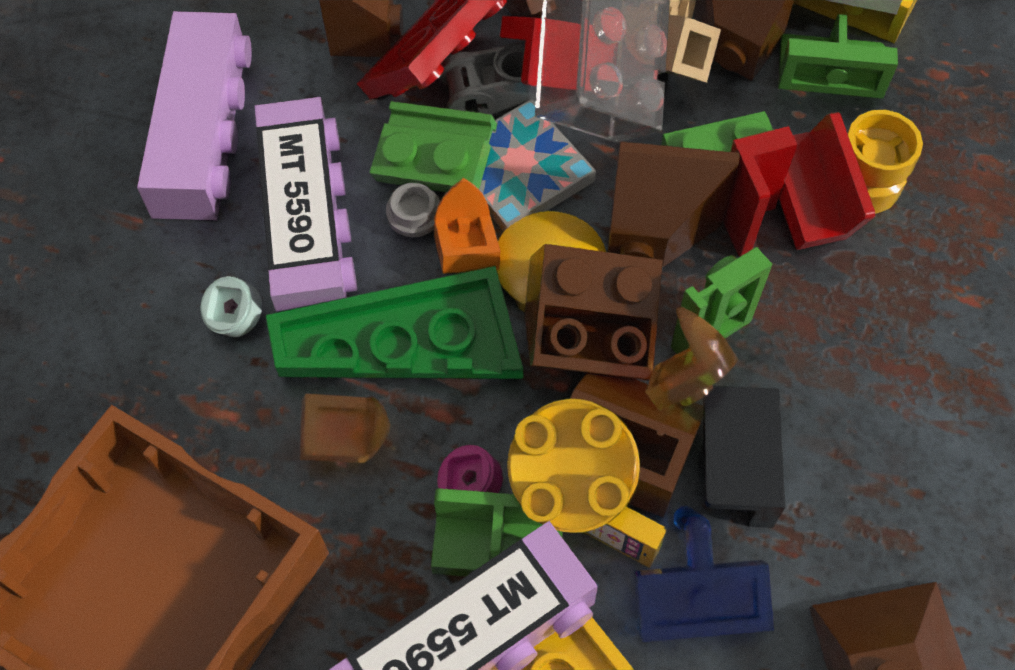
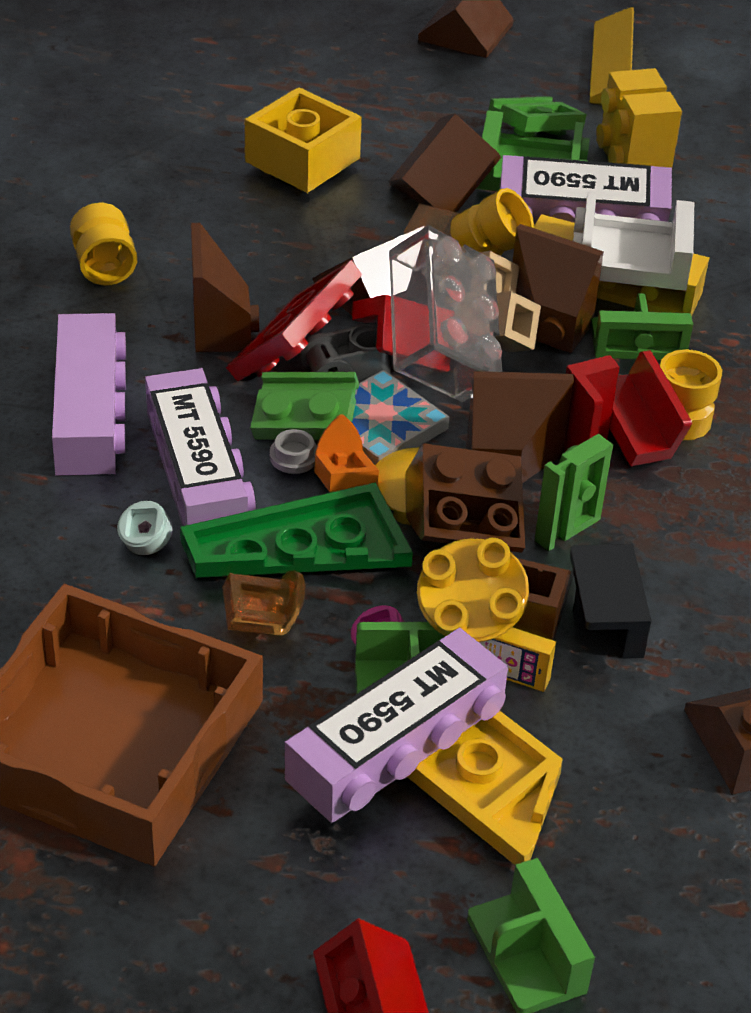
camera: 10 degrees left, 20 degrees down
(695, 370) = (557, 536): clear orange plate -> none
(703, 595) = (592, 694): clear blue plate -> none

